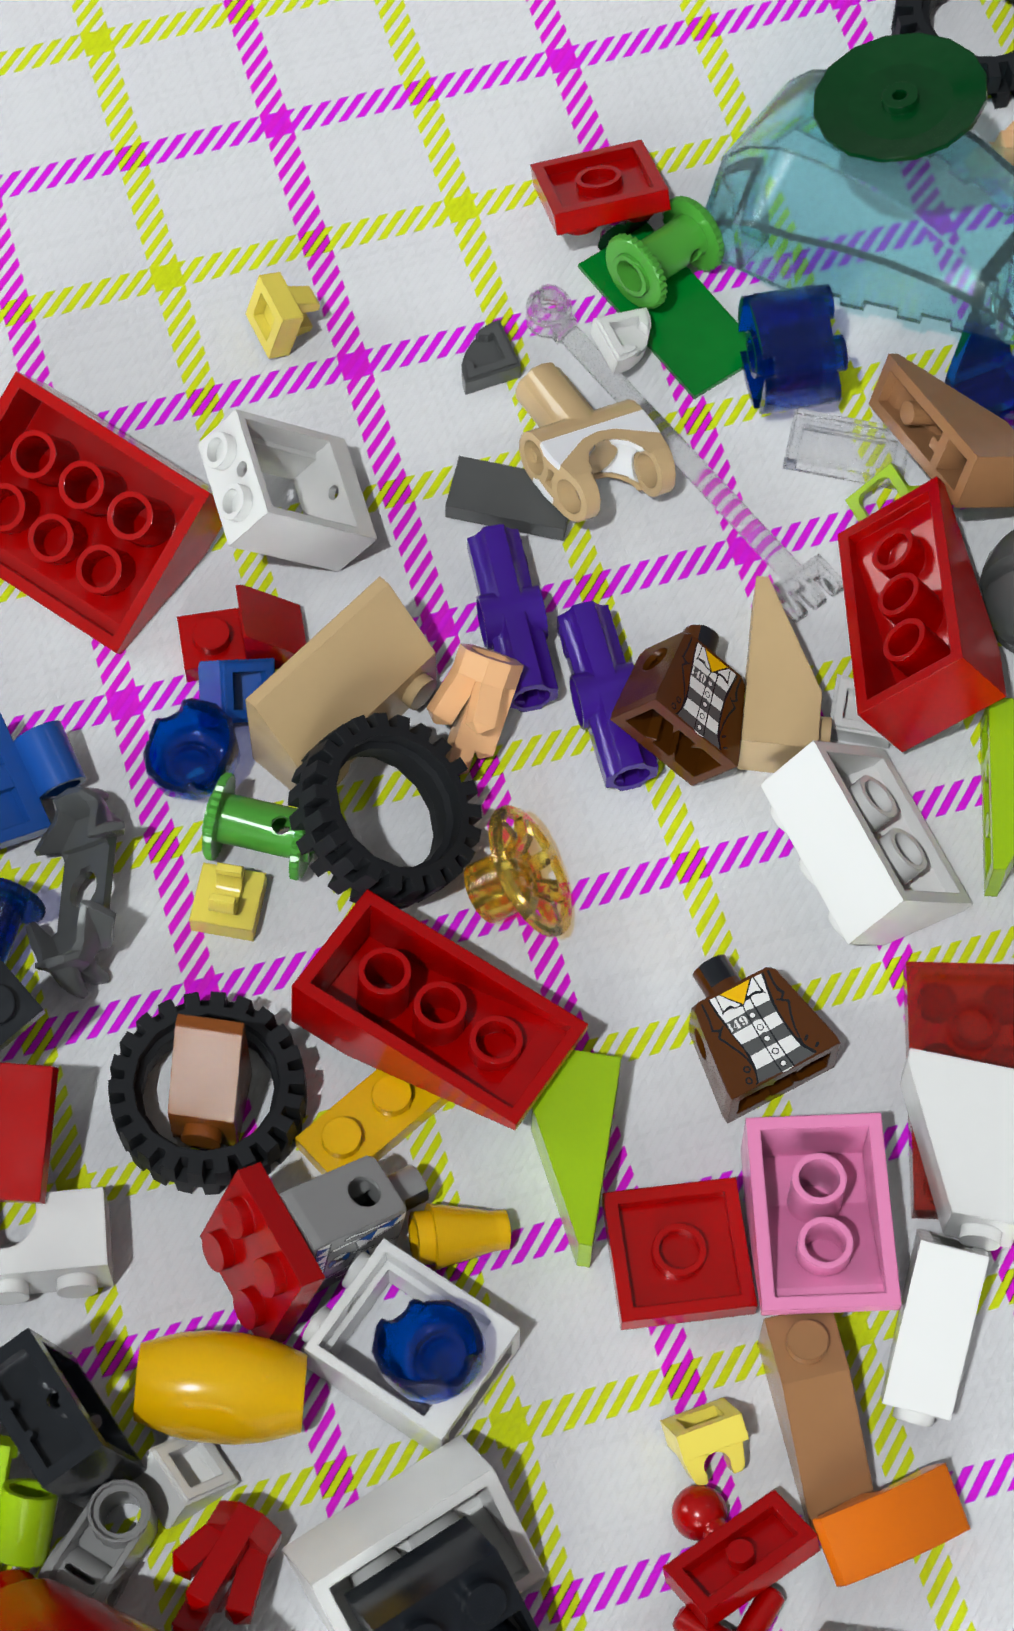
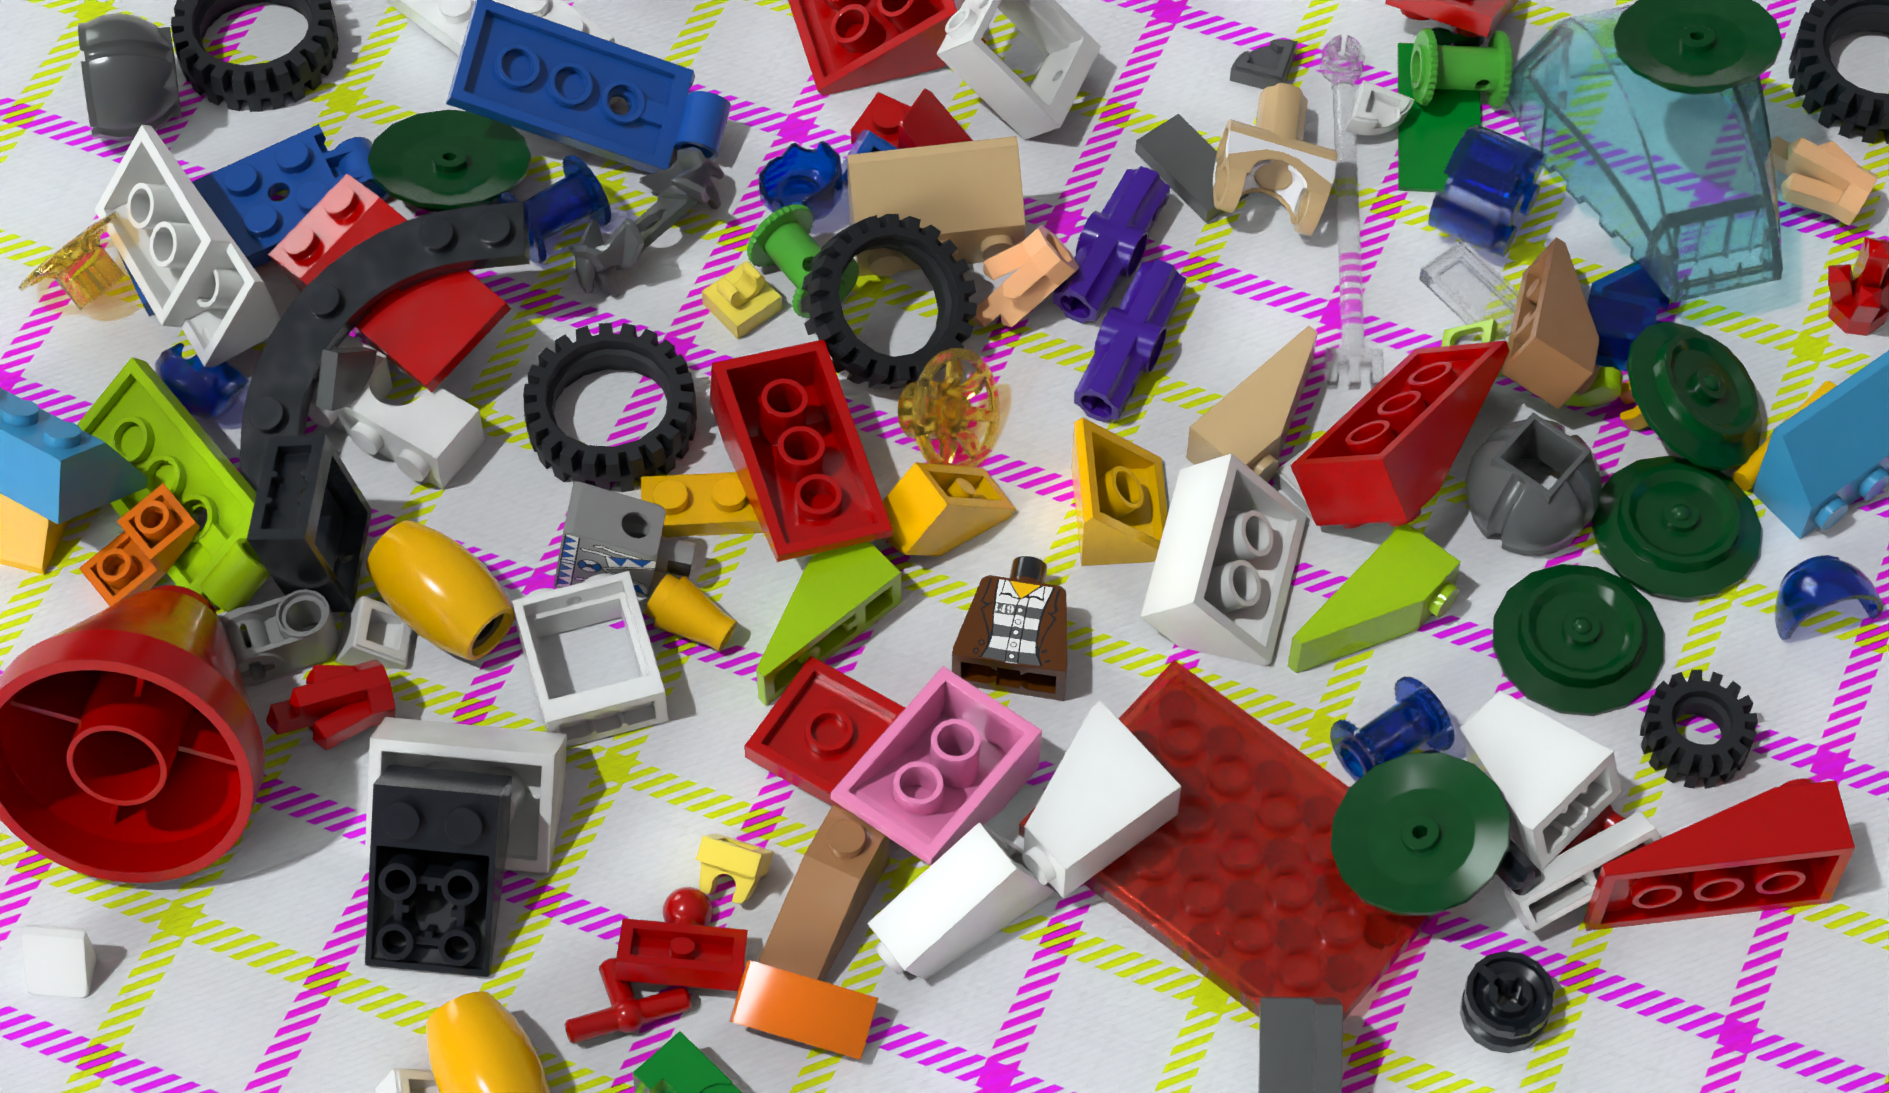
camera: 40 degrees right, 5 degrees down
(208, 1081) = (611, 392): slope -> none
(261, 1255) = (539, 519): red plate -> none
(430, 1351) = (582, 654): clear blue hair -> none
(592, 965) = (943, 508): none -> yellow slope
(685, 705) = (1172, 376): reddish brown torso -> none
(723, 853) = (1116, 497): none -> yellow slope

